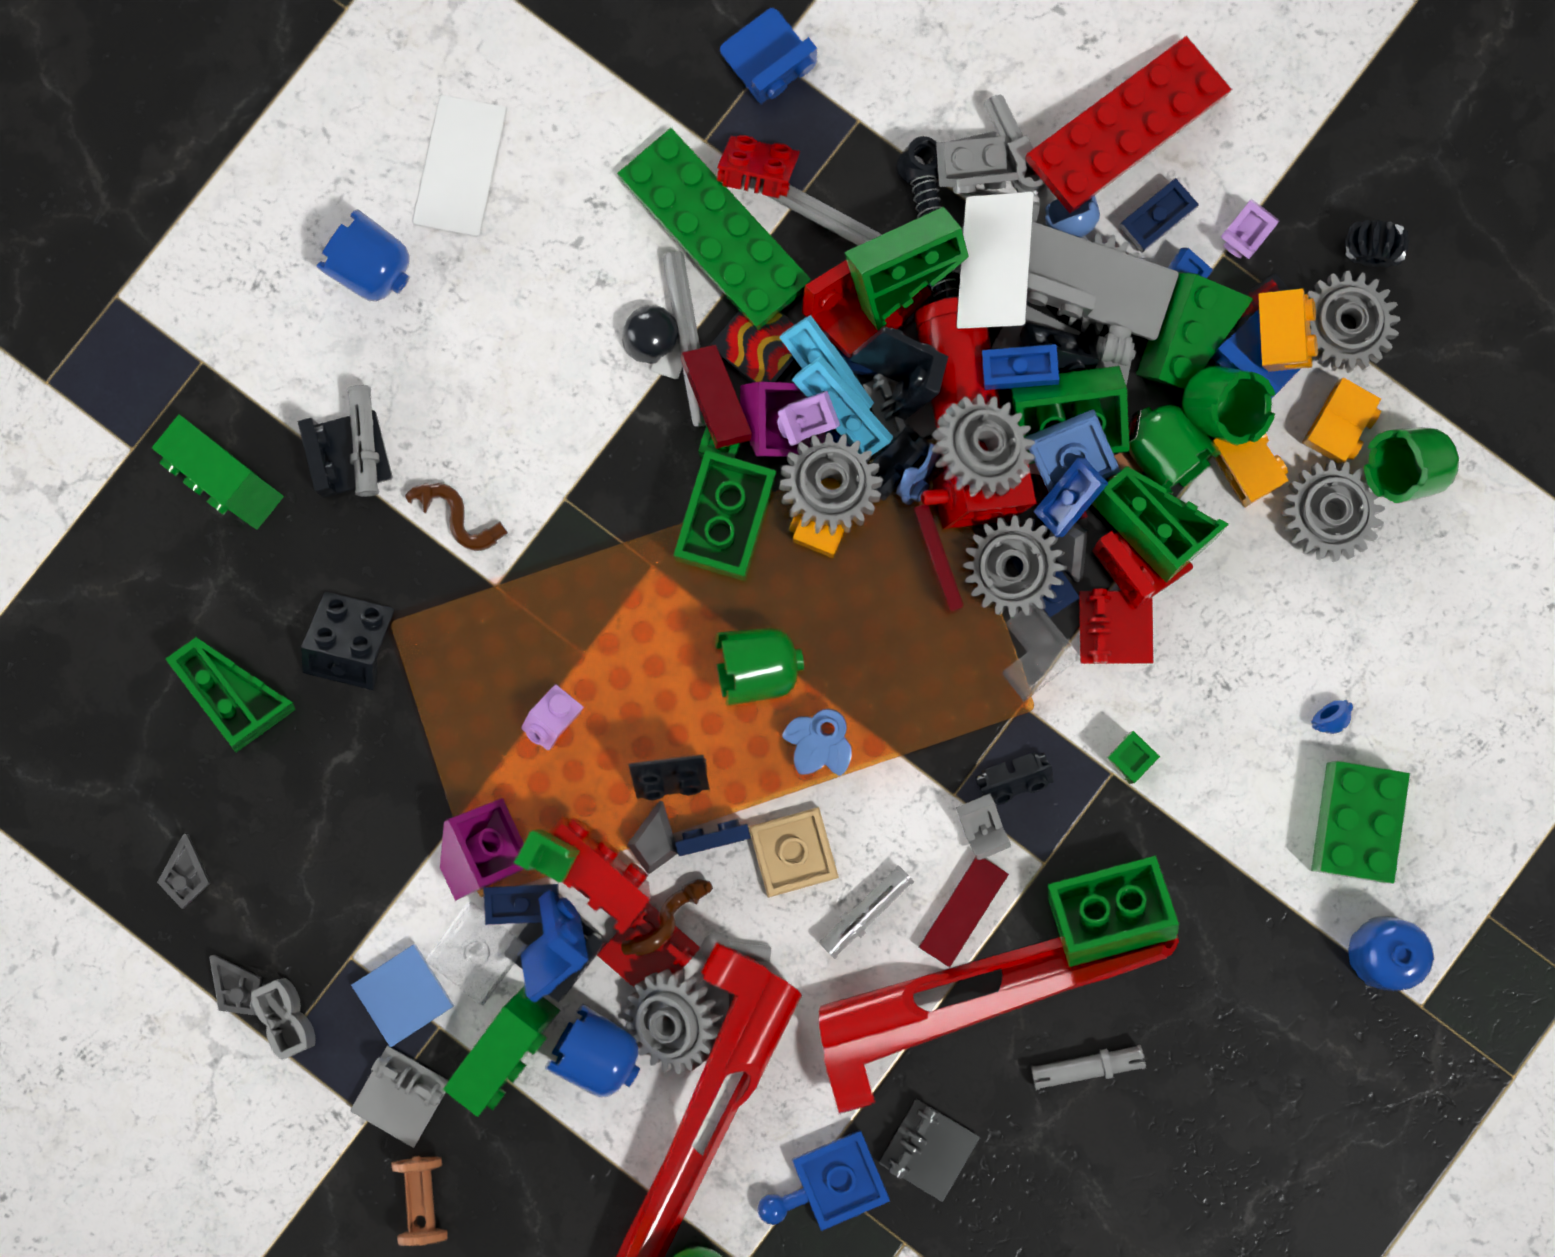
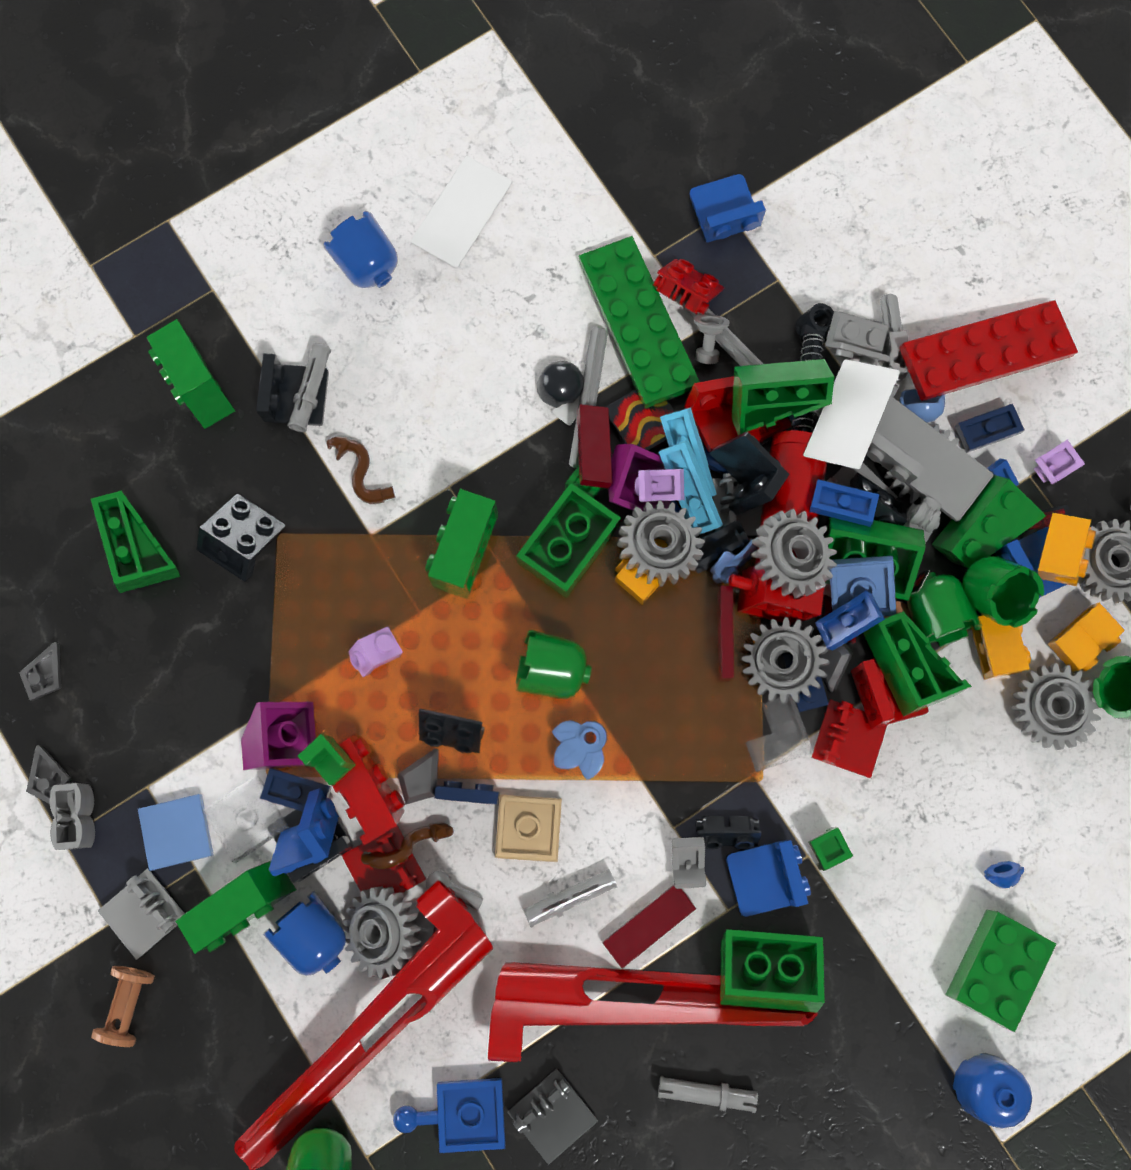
camera: 15 degrees right, 5 degrees down
(606, 561) = (462, 543): none -> green brick
(801, 207) = (711, 326): none -> light grey piece
(1075, 813) = (768, 878): none -> blue bracket

